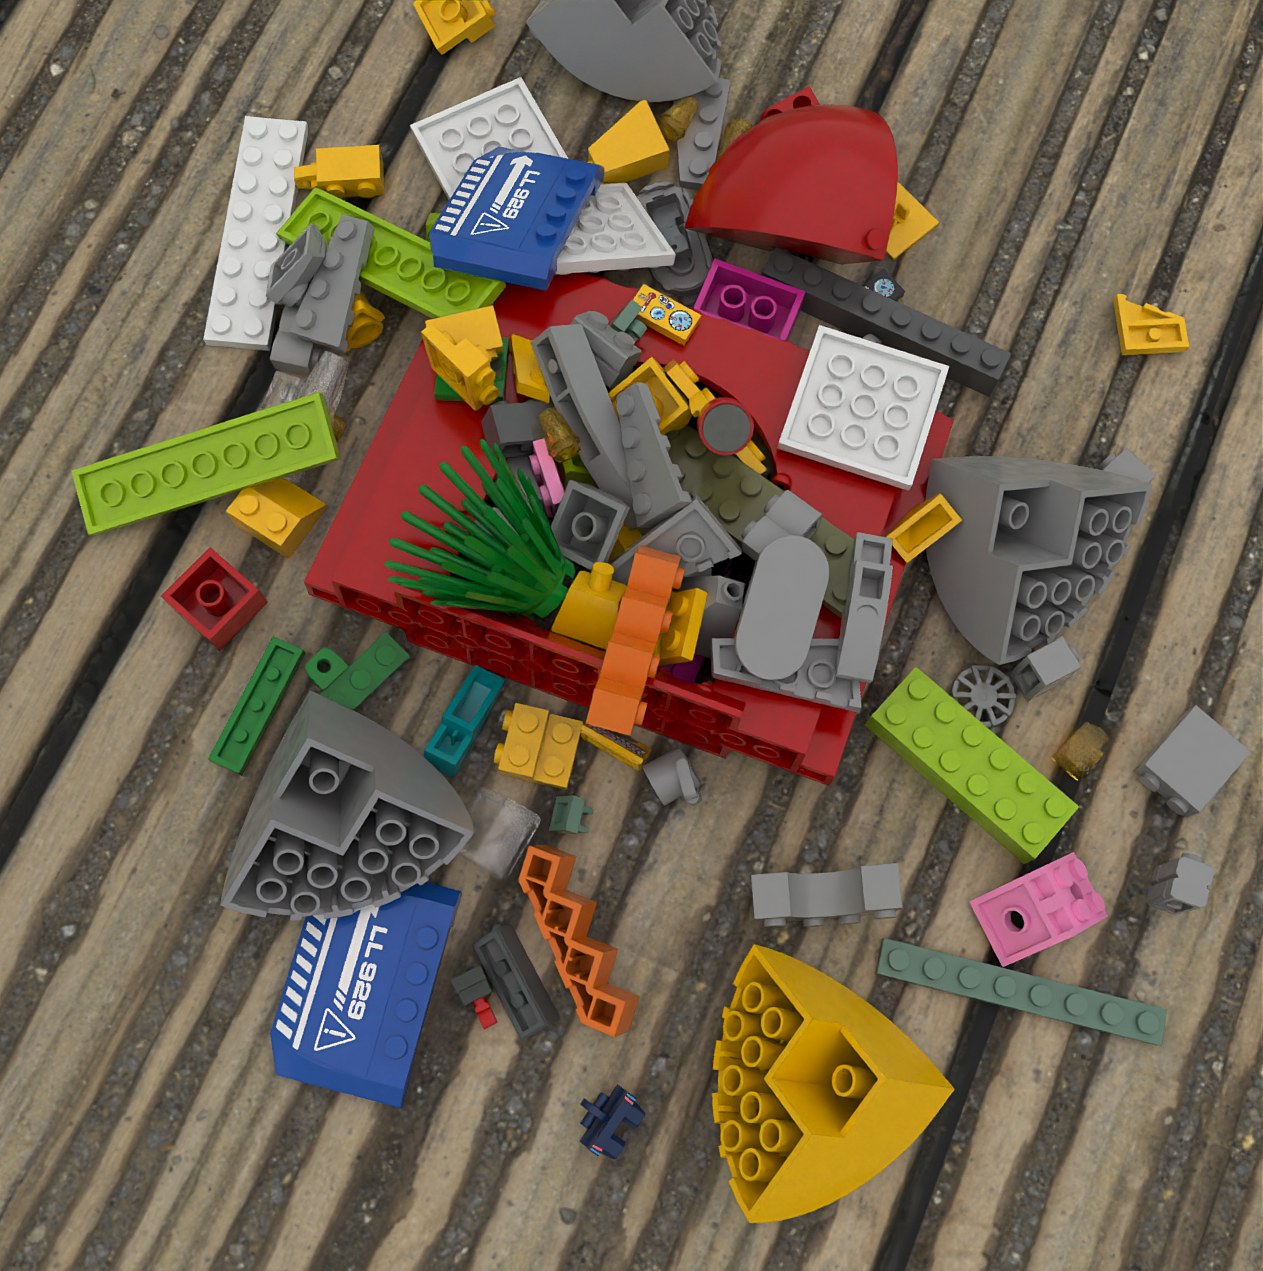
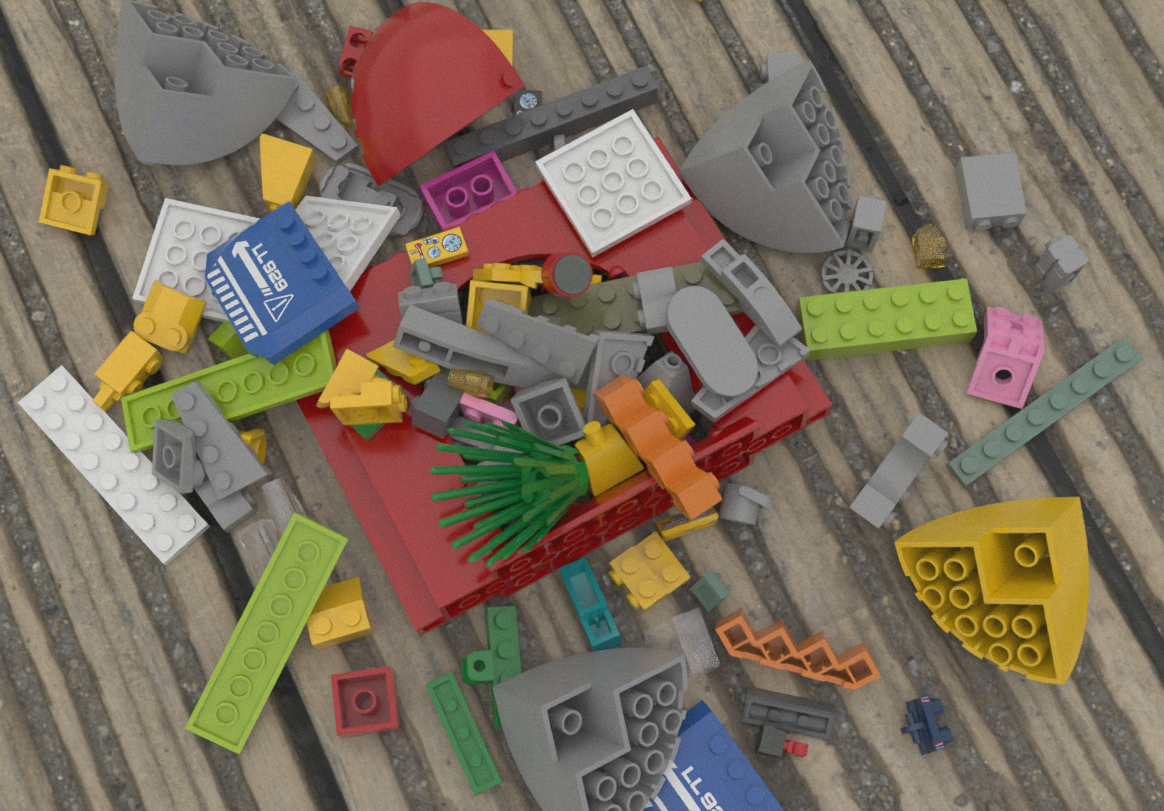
camera: 45 degrees left, 0 degrees up
(417, 167) = (169, 318): none -> yellow slope
(677, 118) = (293, 125): clear yellow cone -> none
(923, 526) = (717, 214): yellow slope -> none

